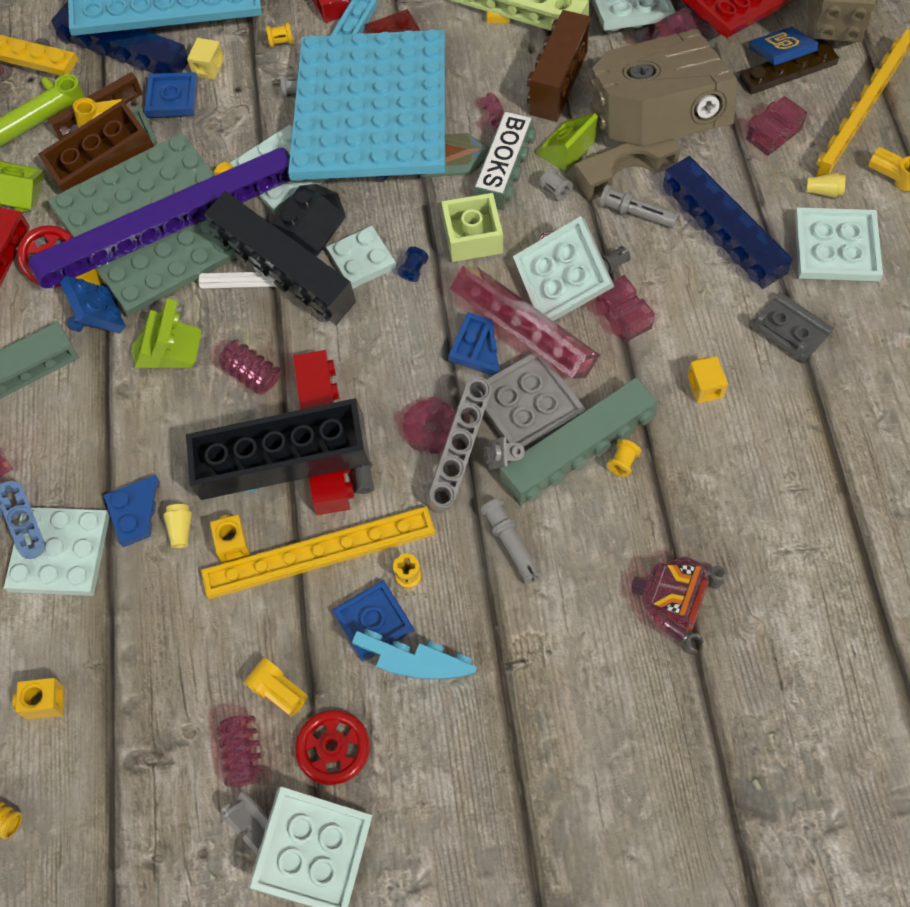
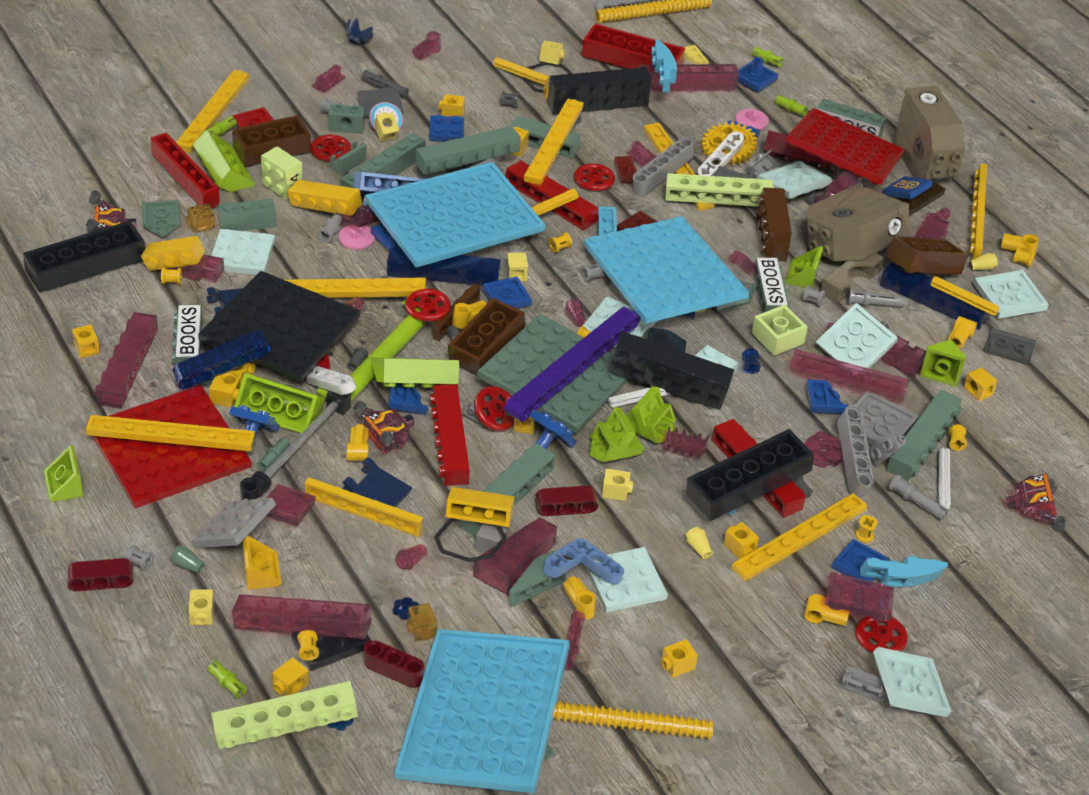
camera: 30 degrees left, 20 degrees down
(54, 91) = (427, 305): none -> red plate
(54, 413) = (566, 500): none -> dark red beam
(123, 398) = (617, 485): none -> light yellow brick
(133, 509) = (660, 544): blue wing -> none
(226, 317) = (652, 417): none -> lime piece
(238, 137) = (575, 310): none -> clear pink cone
(238, 752) = (829, 648): clear pink piece -> none
(323, 683) = (859, 596): none -> clear pink plate
(568, 519) = (944, 494): none -> white axle
(664, 335) = (943, 363): none -> lime slope
(734, 284) = (962, 331): none -> yellow piece
(738, 160) = (927, 255): none -> reddish brown brick
(757, 237) = (965, 296): none -> yellow axle
(807, 98) = (943, 214): none -> clear pink arm
(891, 190) = (1024, 257): none -> yellow bush

